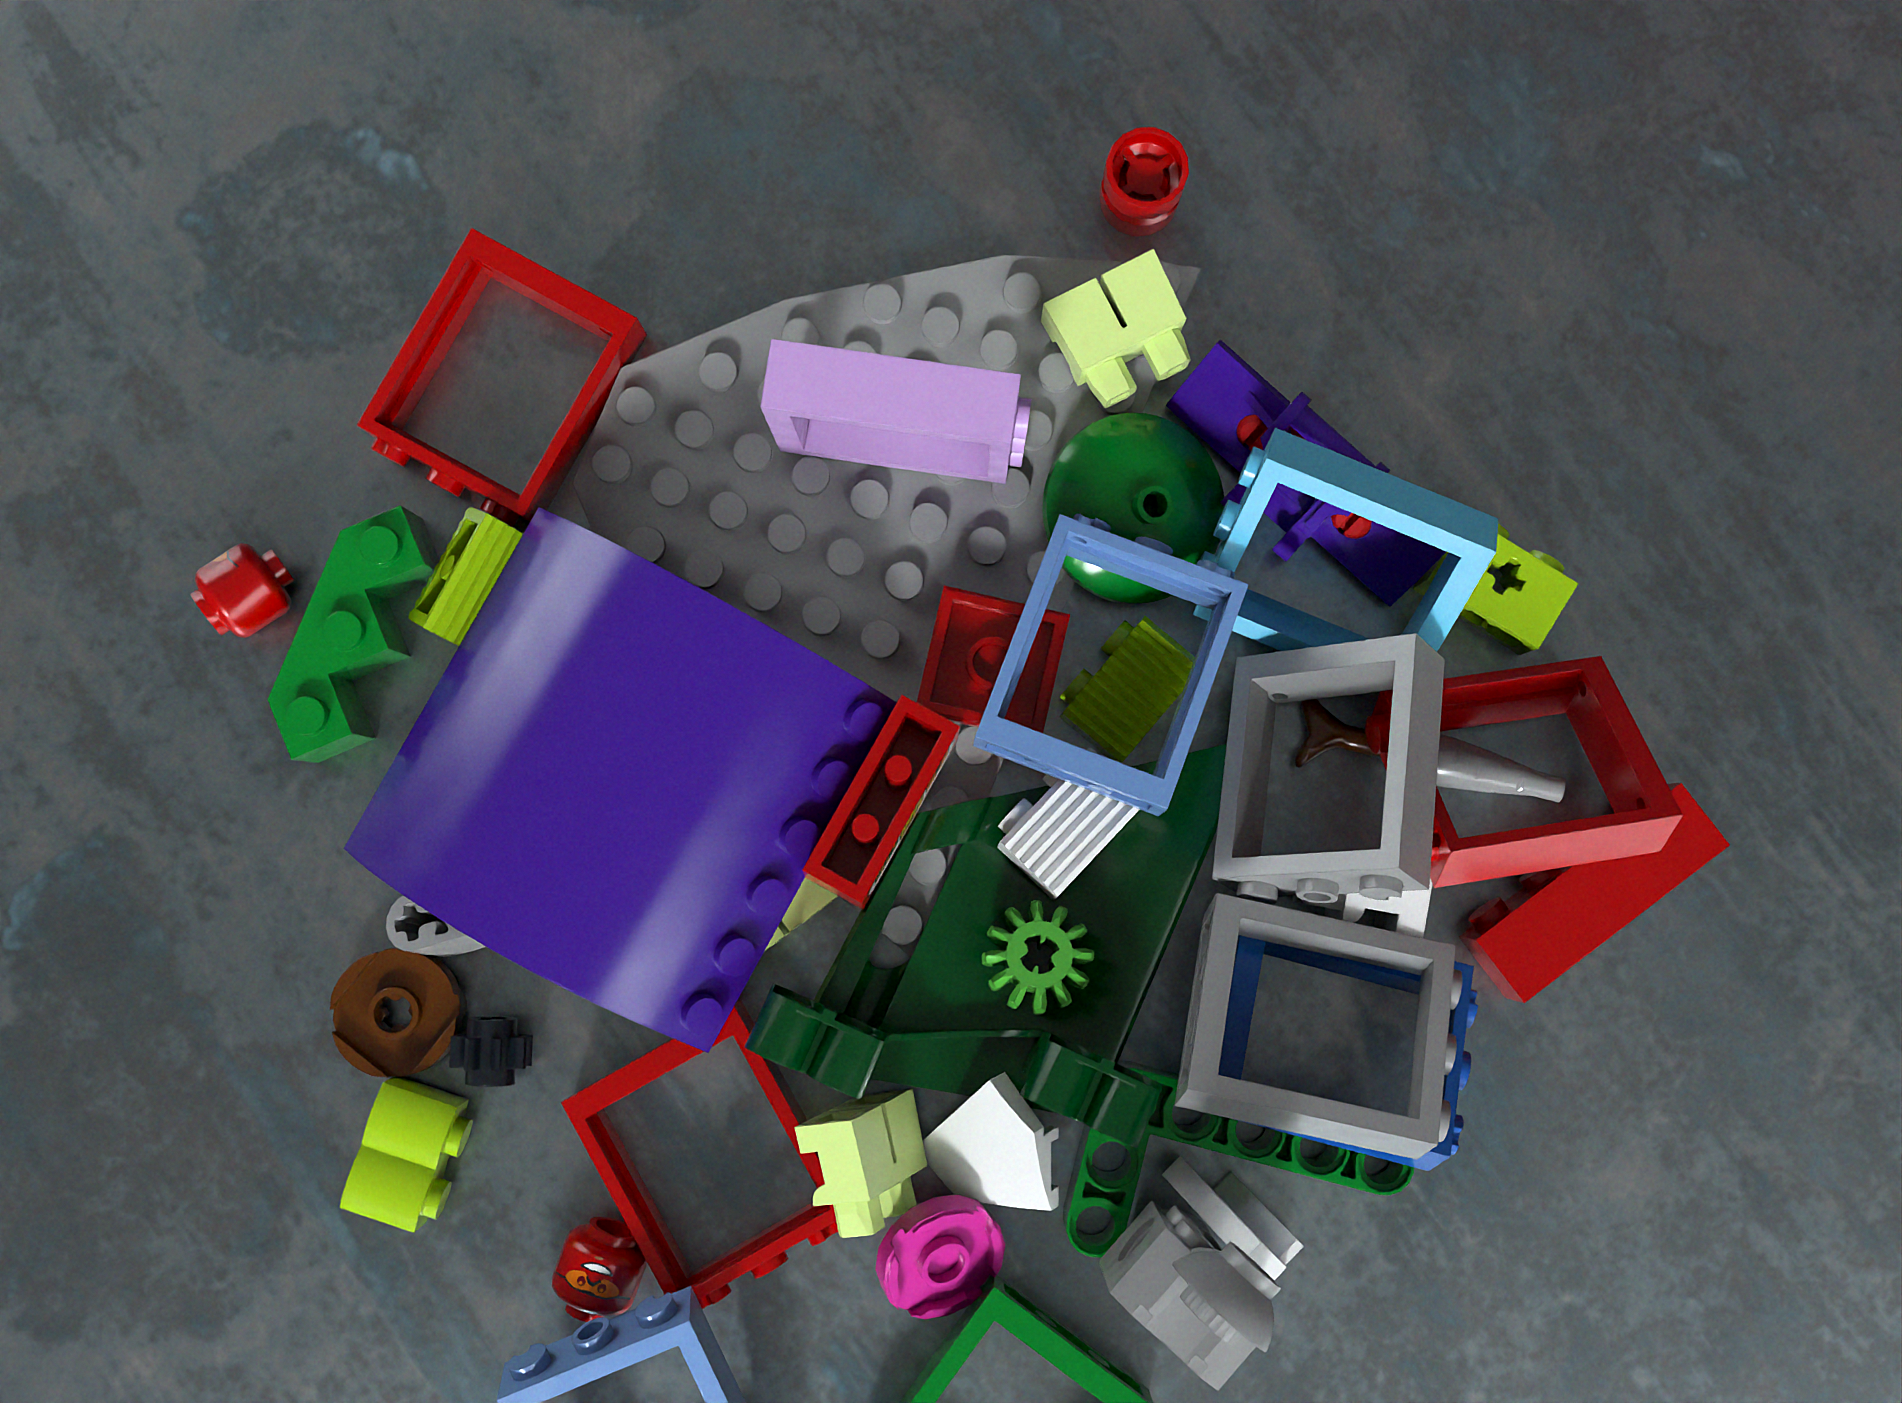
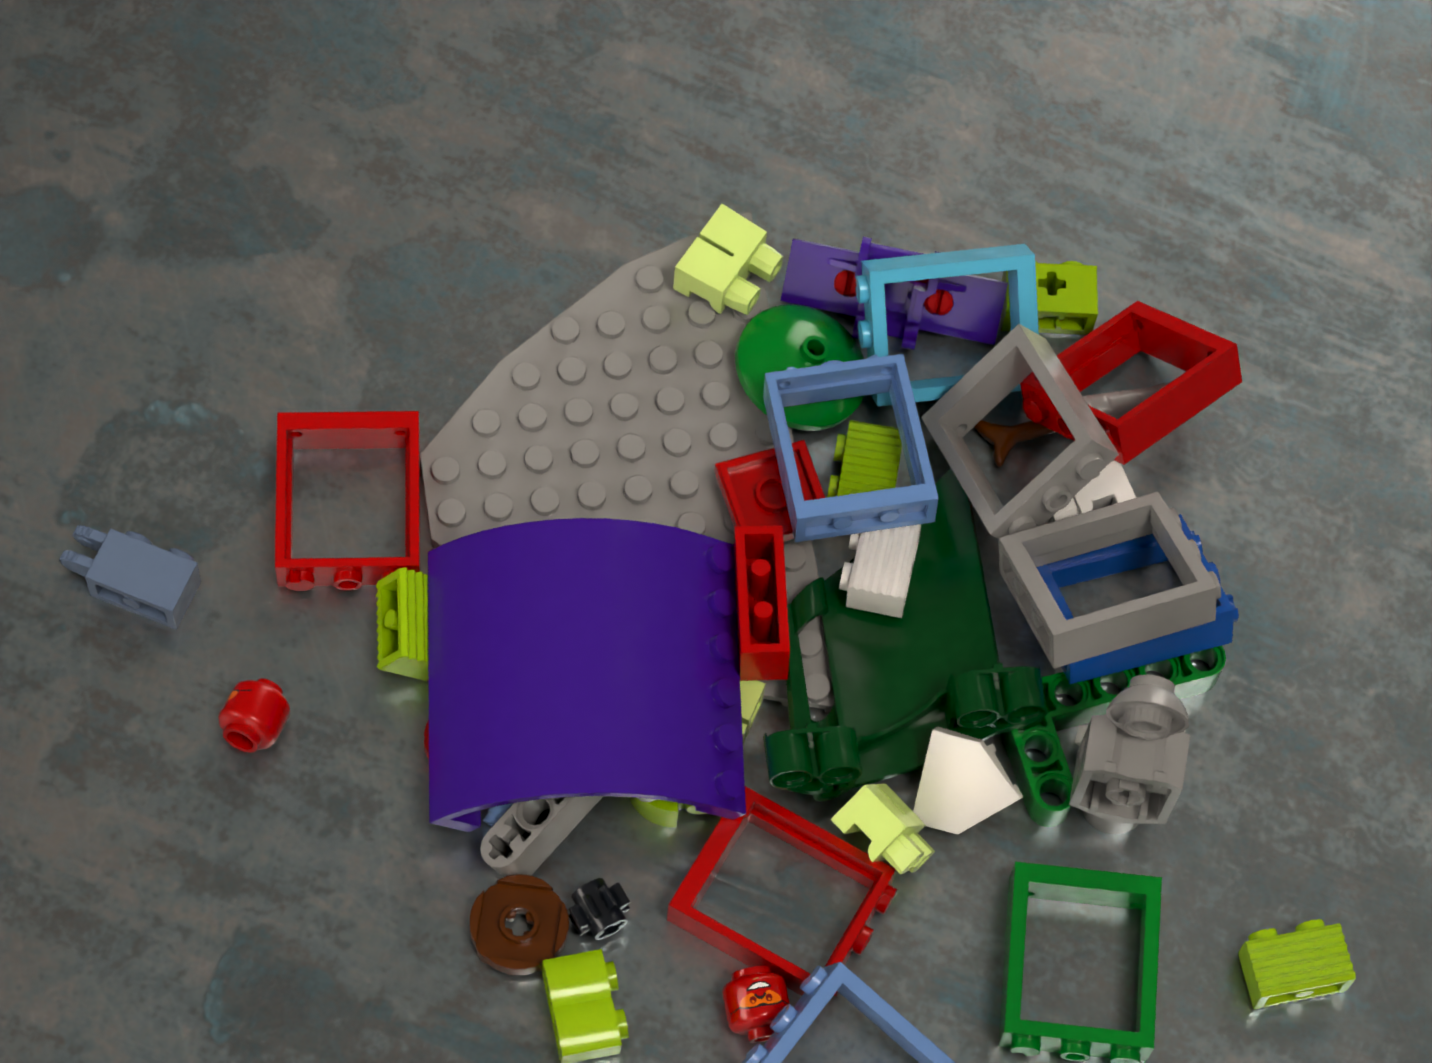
camera: 40 degrees left, 20 degrees down
(211, 341) = (136, 574): none -> sand blue hinge
(349, 634) = (347, 702): green brick -> none
(894, 411) = (620, 344): lavender window -> none
(939, 1256) = (969, 870): dark pink tile -> none
(1016, 950) = (914, 648): bright green gear -> none
(1143, 181) = (685, 177): red wheel -> none
(1579, 907) = (1221, 446): red brick -> none

